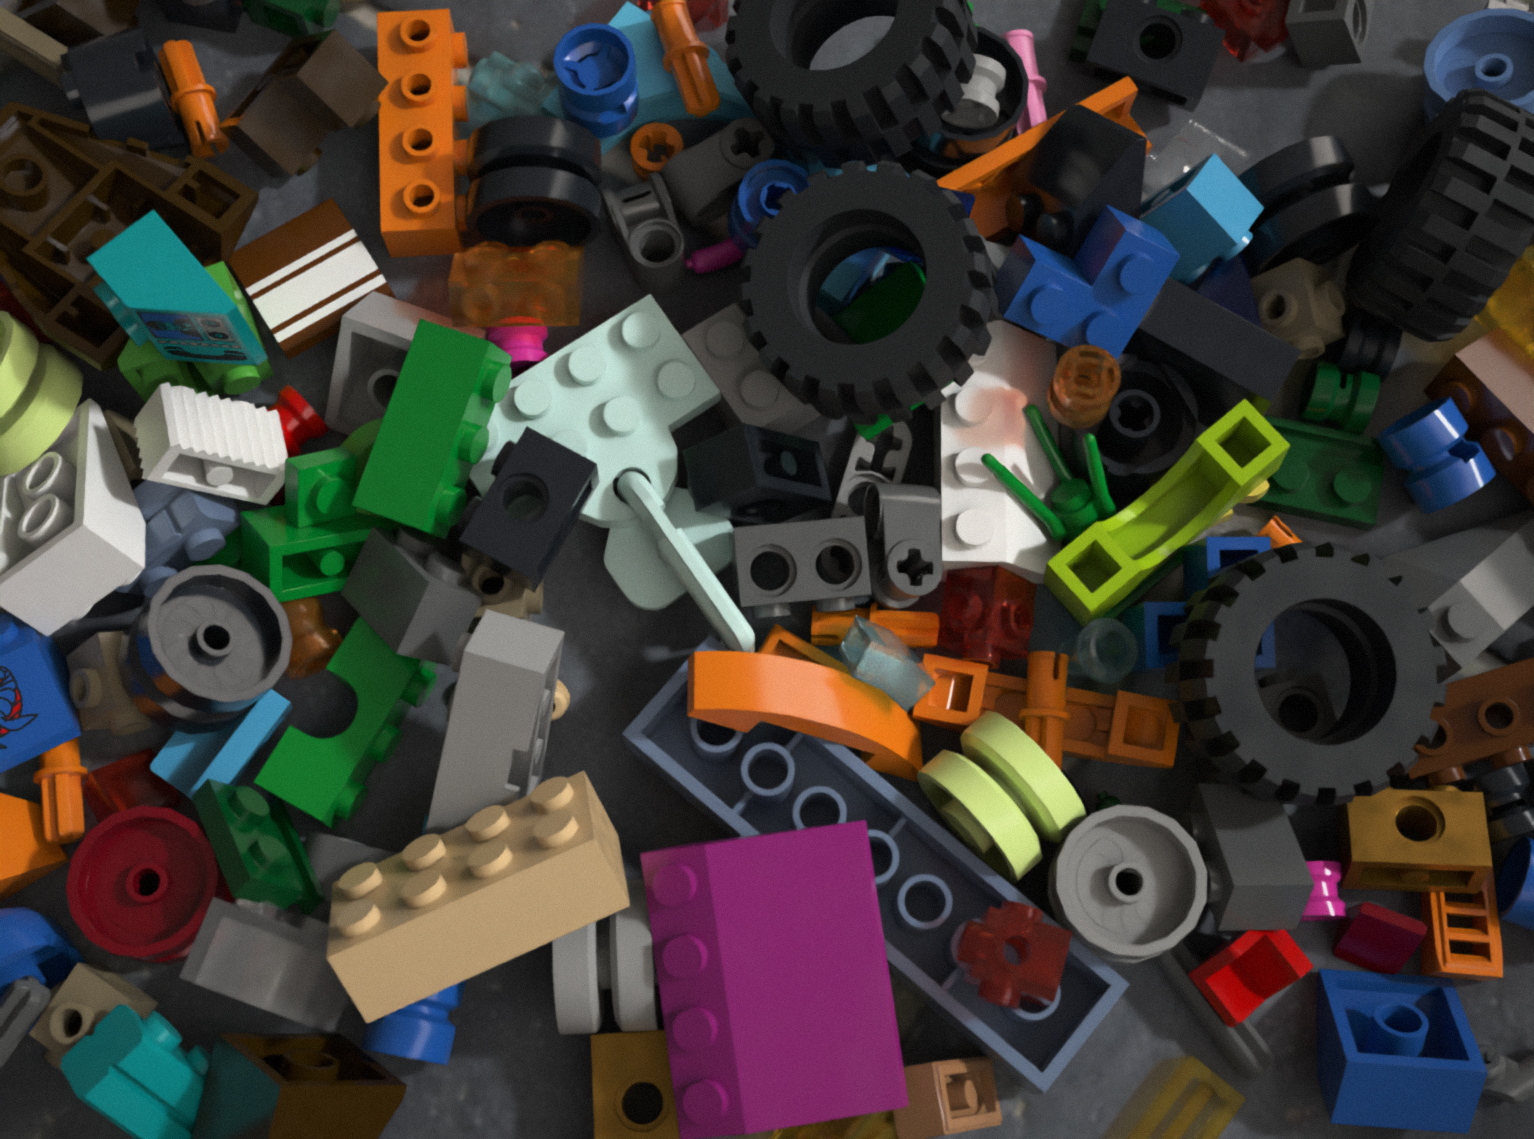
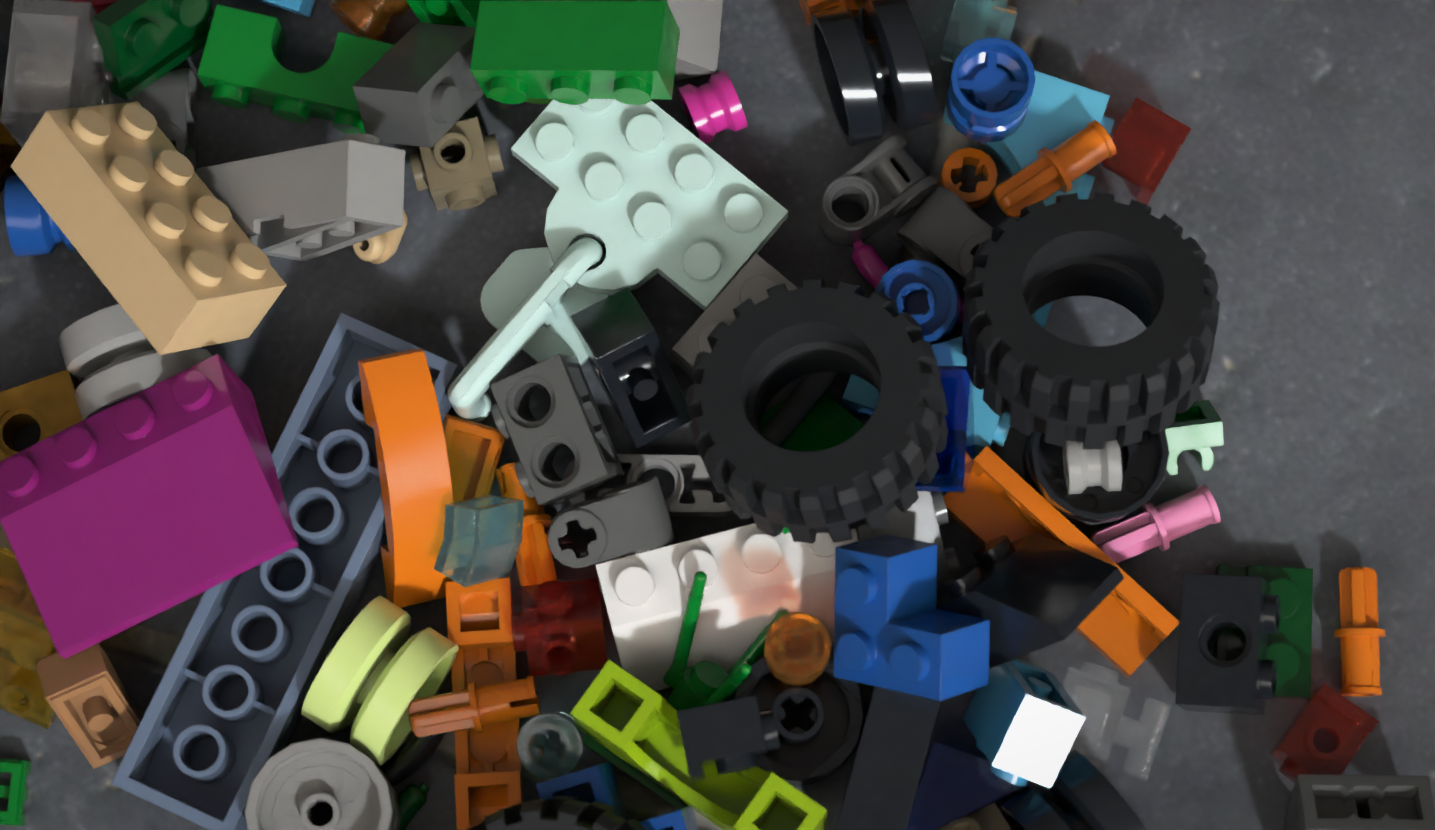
camera: 80 degrees right, 5 degrees up
(517, 285) = (770, 84): clear orange plate -> none
(528, 546) = (550, 185): black brick -> none
(1039, 951) = (231, 733): clear red brick -> none
(1150, 474) = (726, 736): none -> black brick

